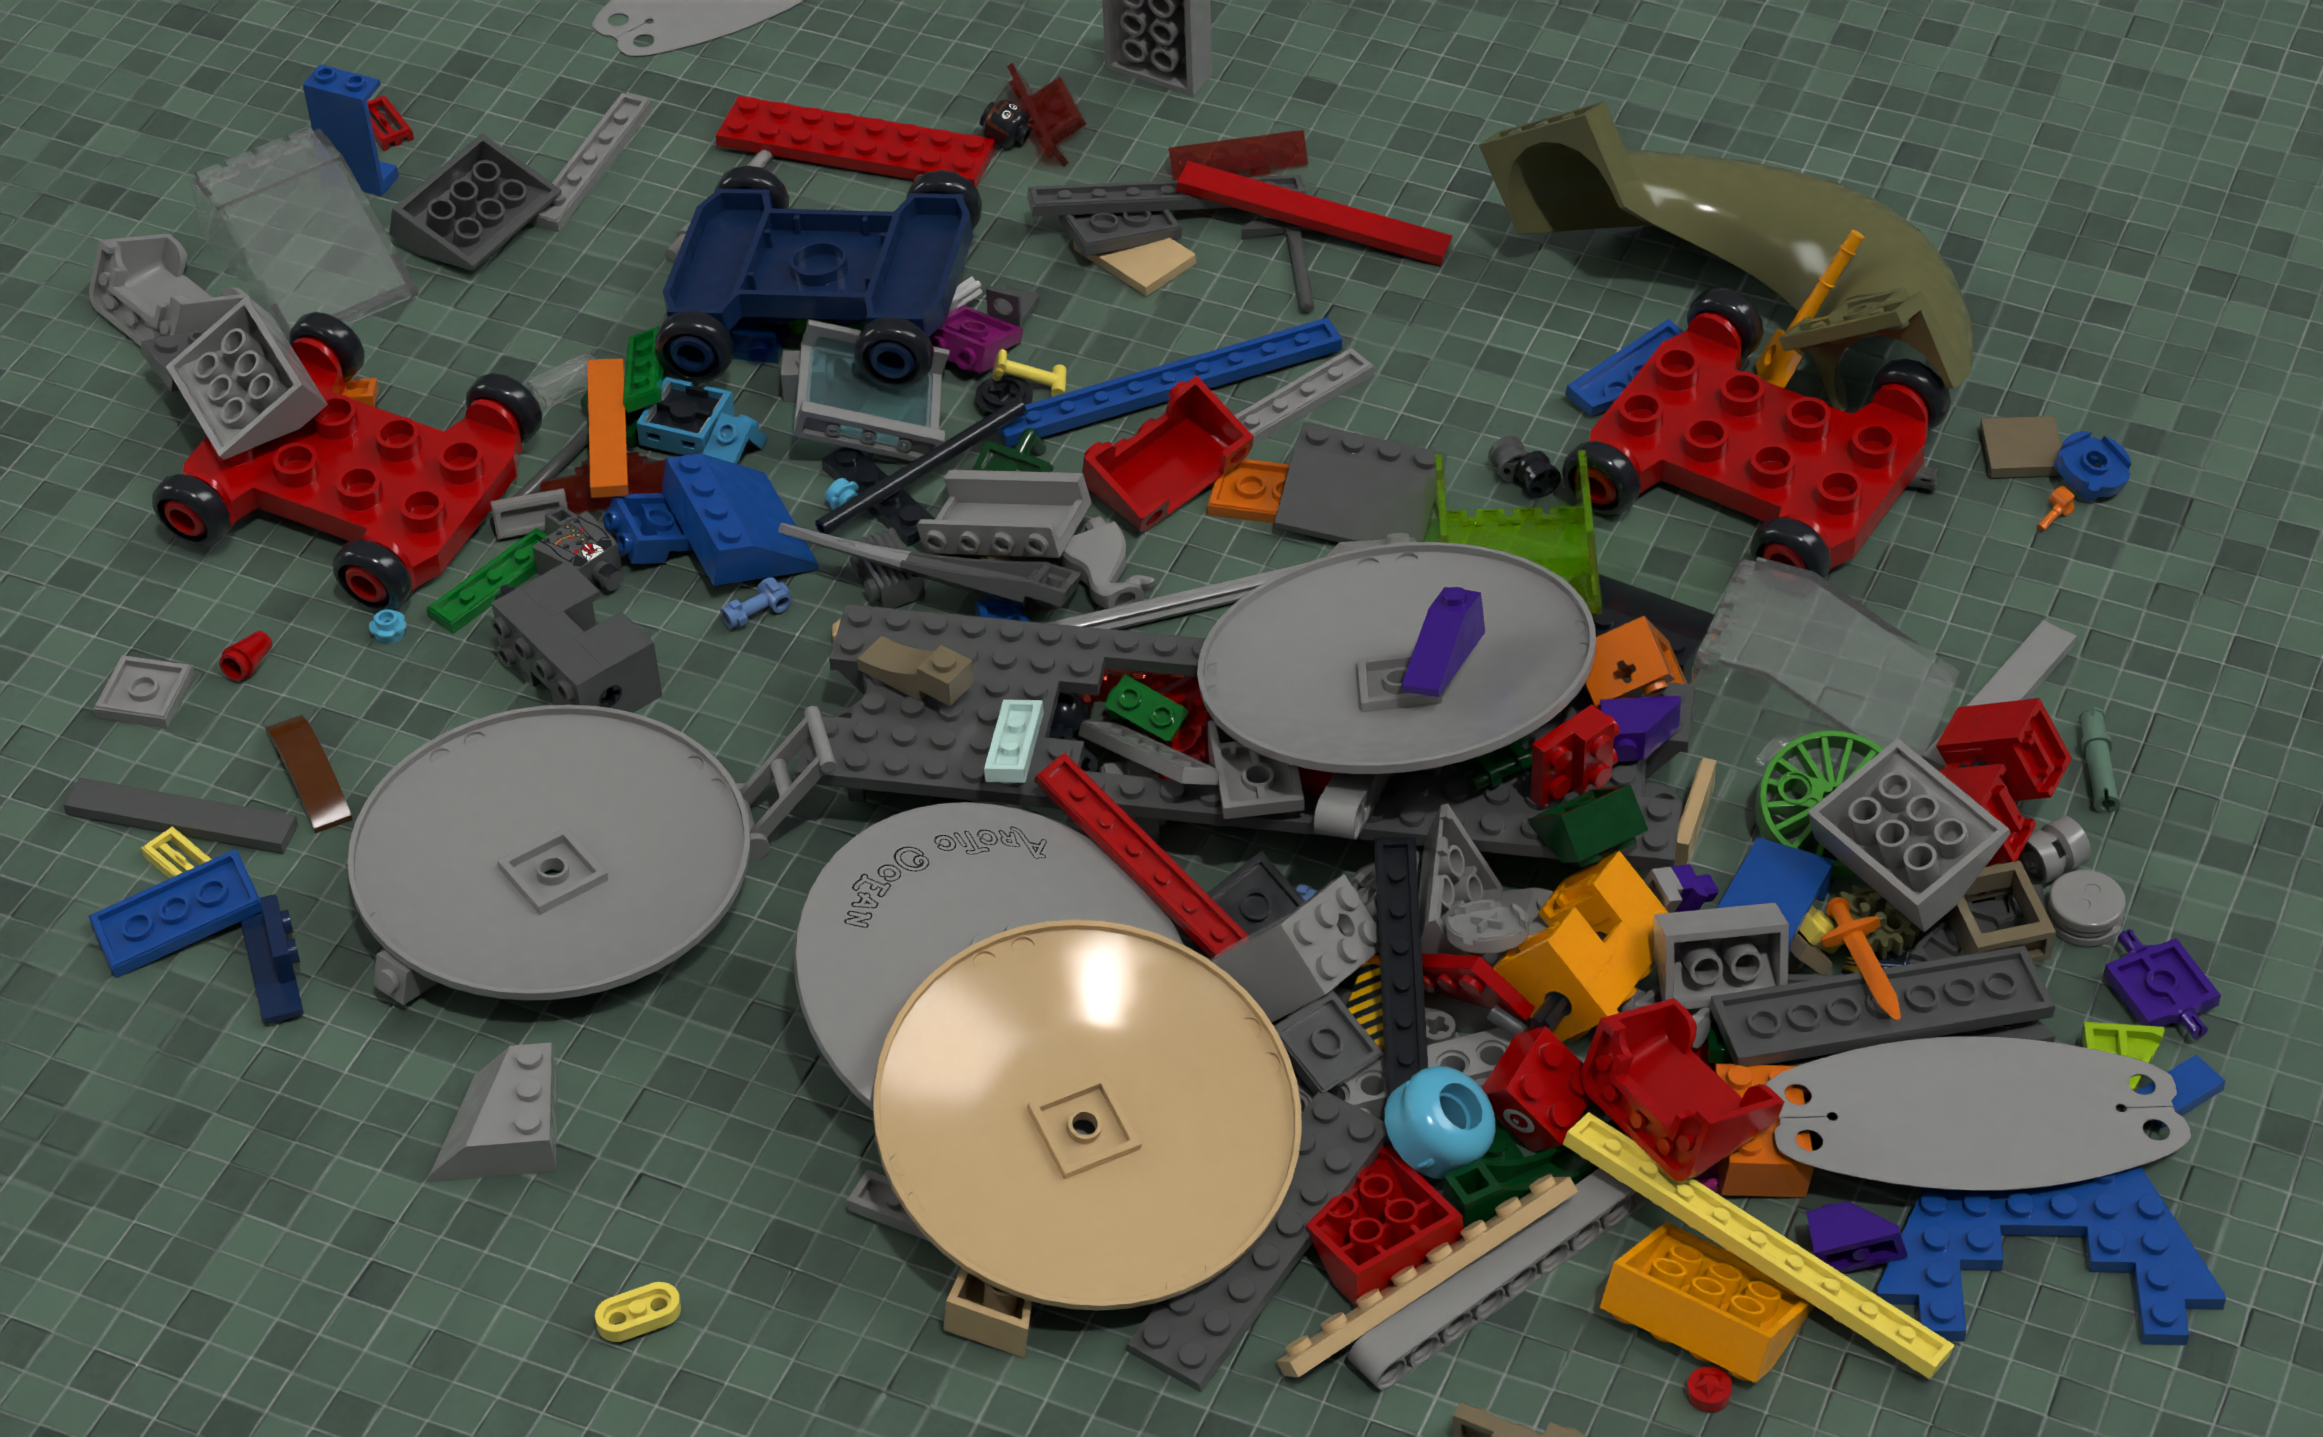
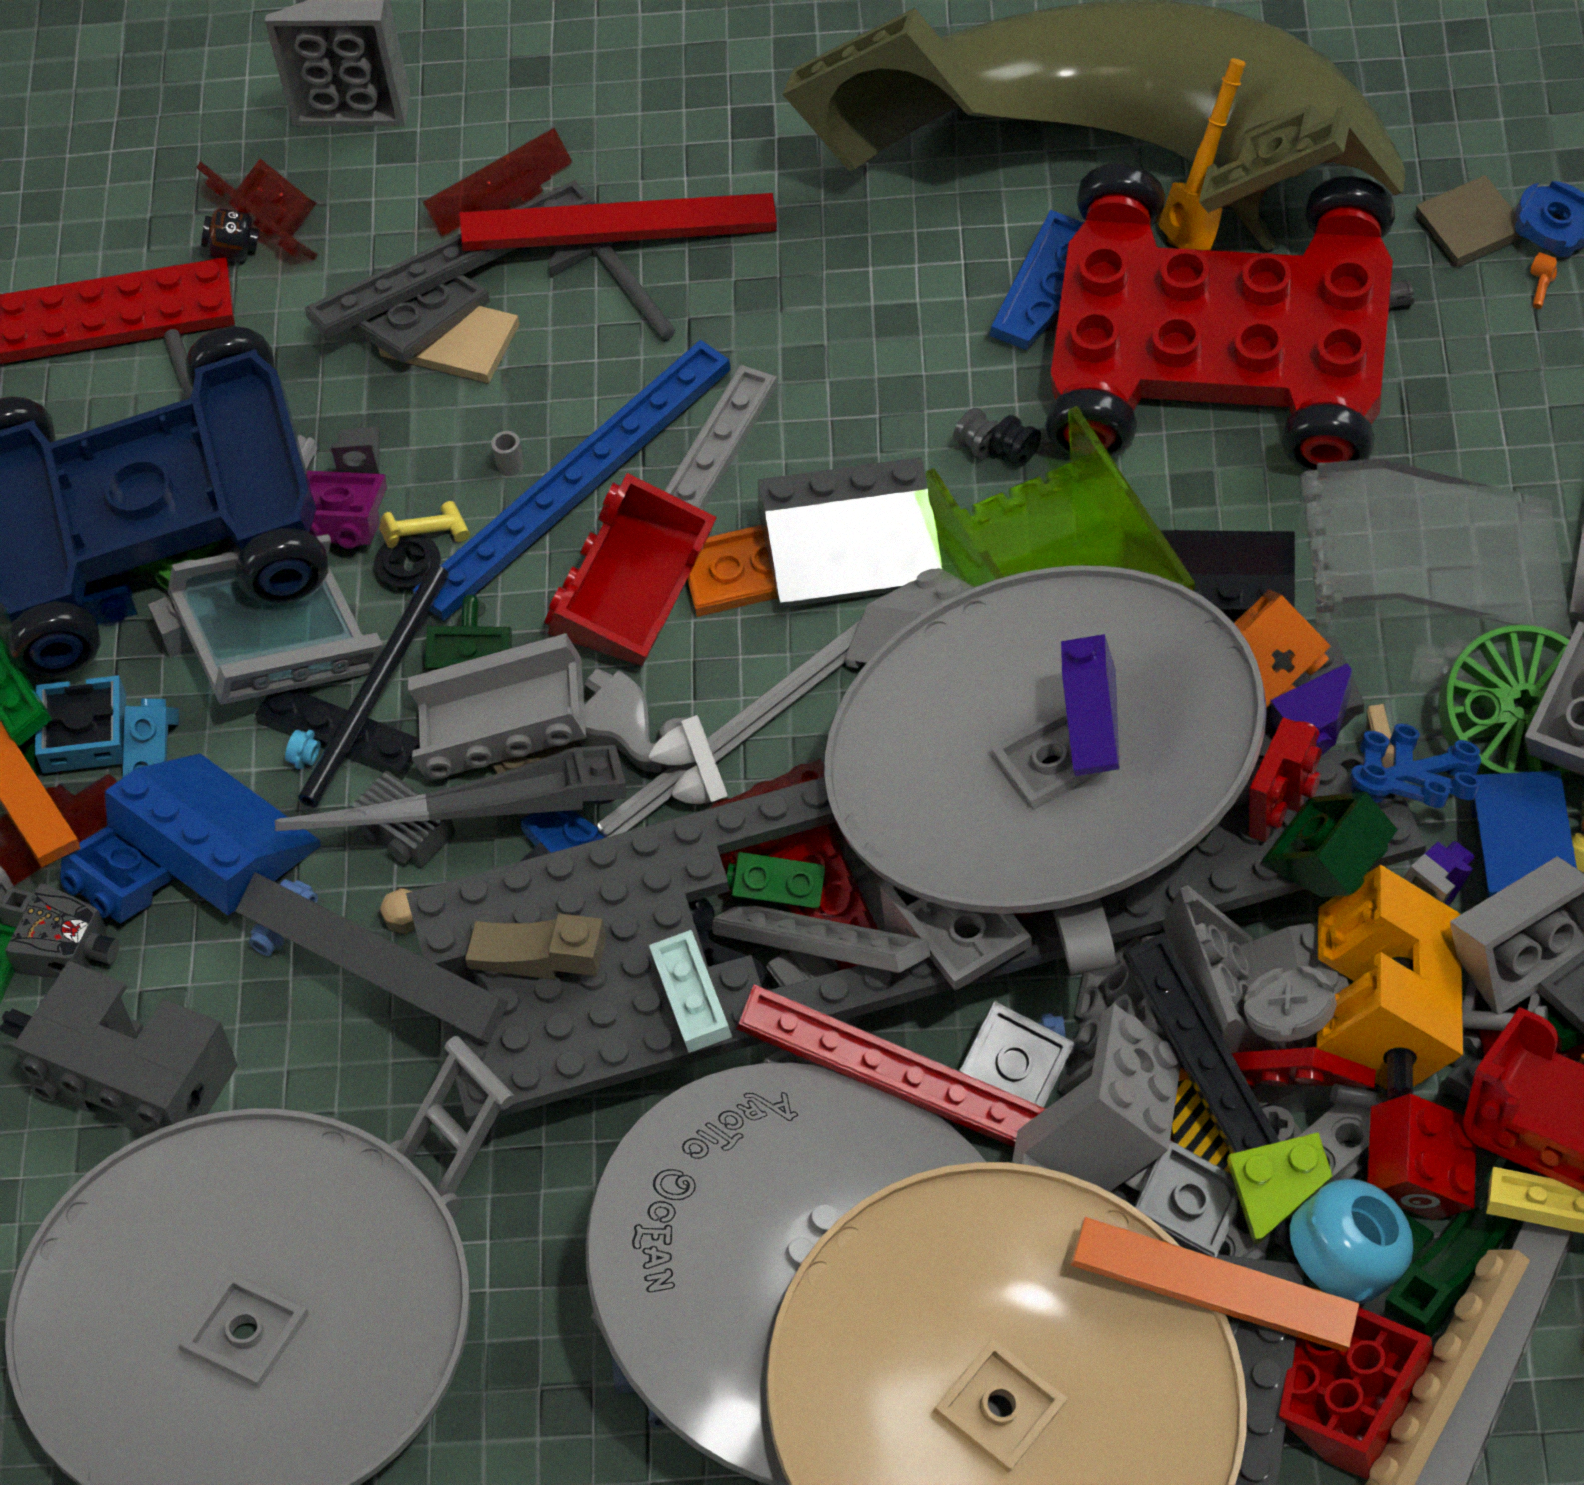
camera: 20 degrees left, 10 degrees up
(795, 641) = (373, 957): none -> dark grey tile
(1127, 346) = (507, 453): none -> light grey hinge
(1135, 590) = (684, 746): none -> white tile
(1304, 1103) = (1215, 1284): none -> orange tile
(1402, 1050) = (1278, 1180): none -> lime wing
(1656, 792) = (1459, 761): none -> blue plant

